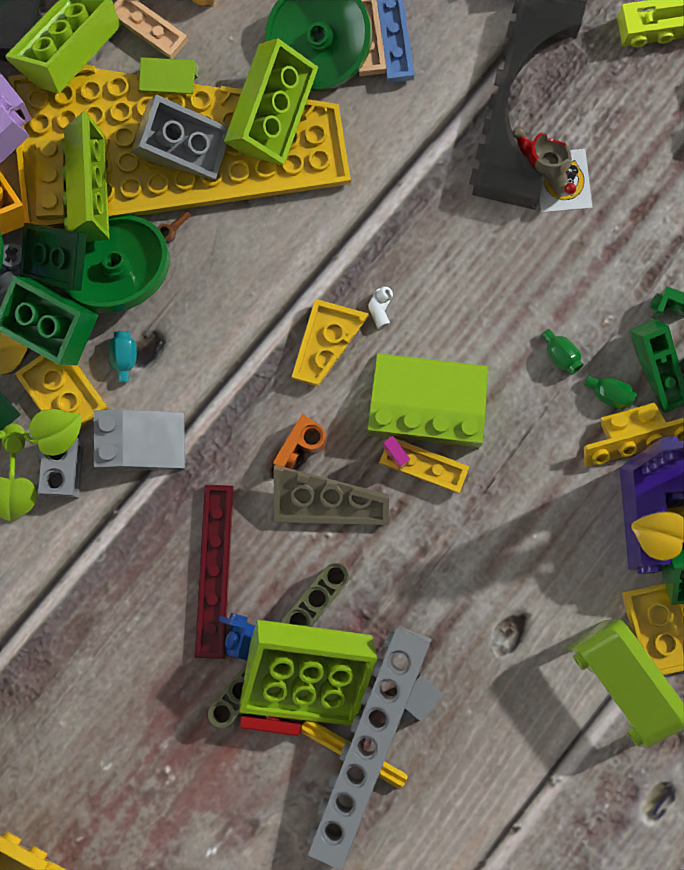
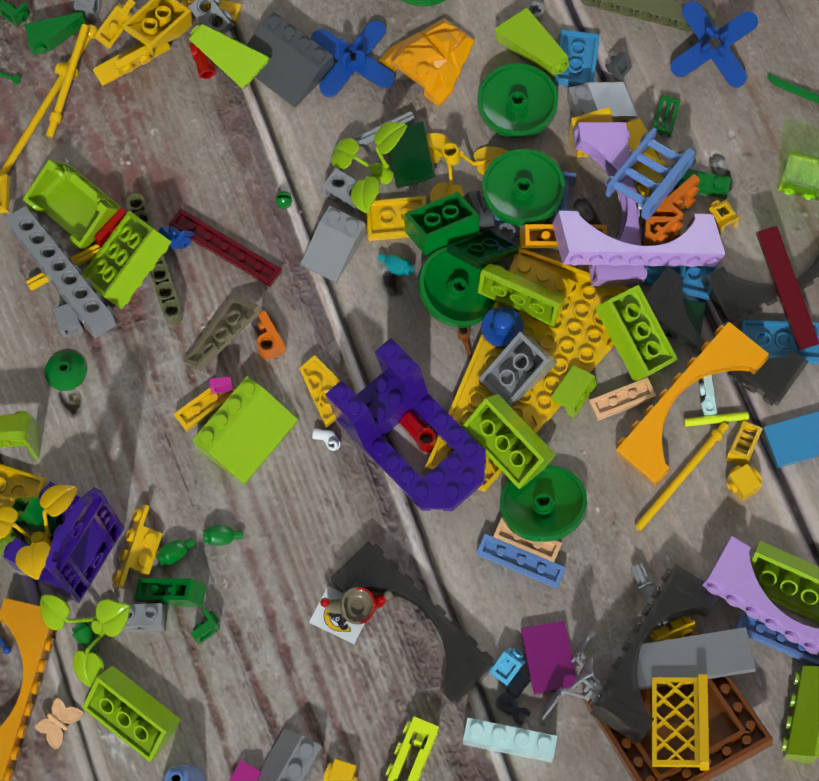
camera: 120 degrees right, 10 degrees down
(117, 536) = (283, 203): none -> green hinge
(137, 186) = (501, 326): none -> blue plate
(265, 797) = (71, 202): none -> lime windscreen
(308, 260) = (381, 407): none -> dark purple bracket
(313, 212) = (418, 430): none -> red piece
(465, 661) = (67, 379): none -> green dish

